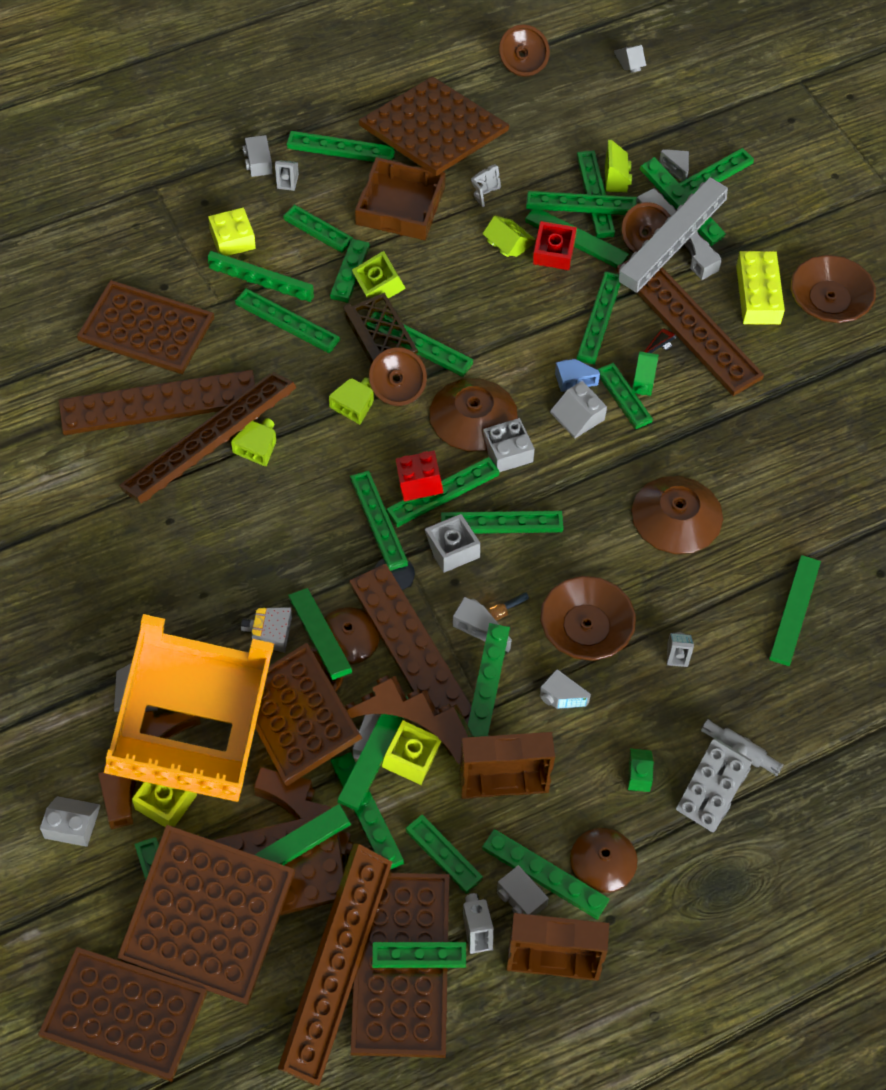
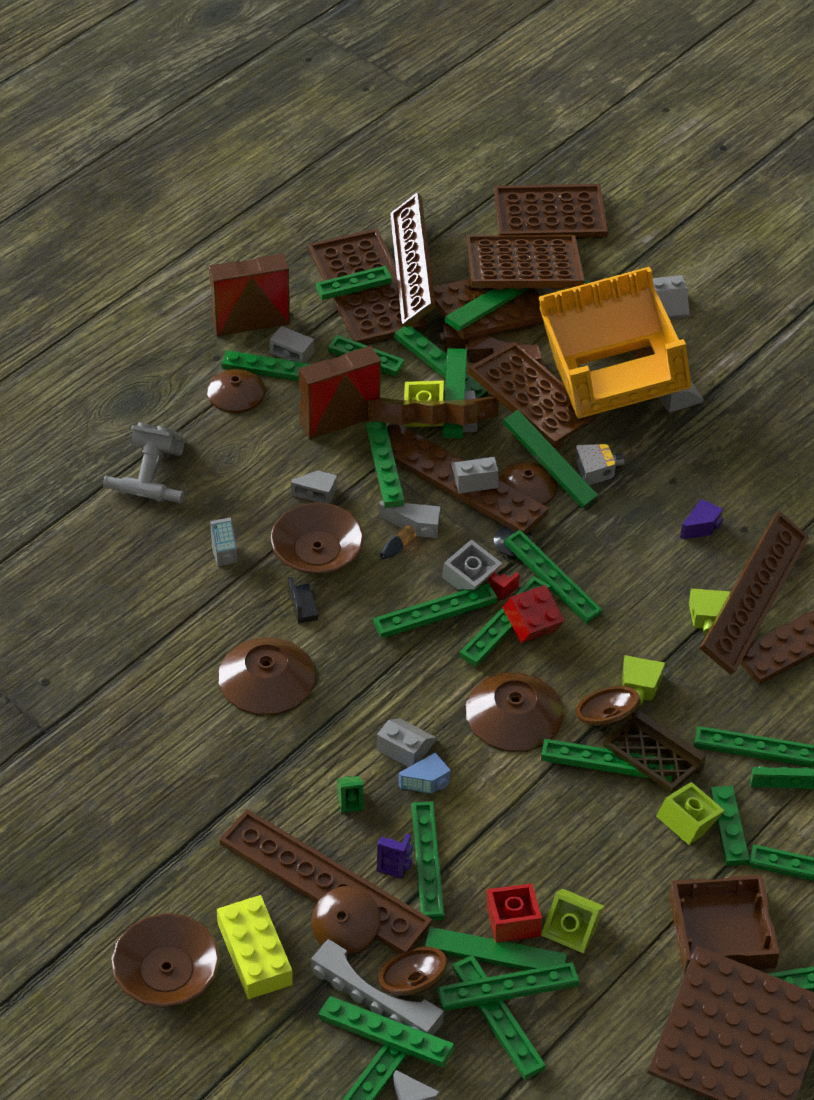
camera: 160 degrees right, 10 degrees down
(208, 530) = (702, 520): none -> dark purple slope
(403, 635) = (475, 474): none -> light grey slope
(419, 525) = (504, 585): none -> red panel
(477, 924) = (318, 313): light grey torso -> none
(489, 182) = (636, 979): light grey piece -> none
(509, 445) = (459, 674): light grey slope -> none
(617, 169) = (485, 1050): lime slope -> none
(621, 570) = (302, 602): none -> black panel
(624, 396) = (373, 782): green tile -> none
(629, 309) = (394, 857): none -> dark purple bracket
(640, 770) = (227, 451): green slope -> none
(661, 340) = (349, 842): black piece -> none
(672, 234) = (378, 962): light grey brick -> none
(683, 283) = (357, 928): none -> reddish brown dish
(795, 610) = (123, 621): green tile -> none

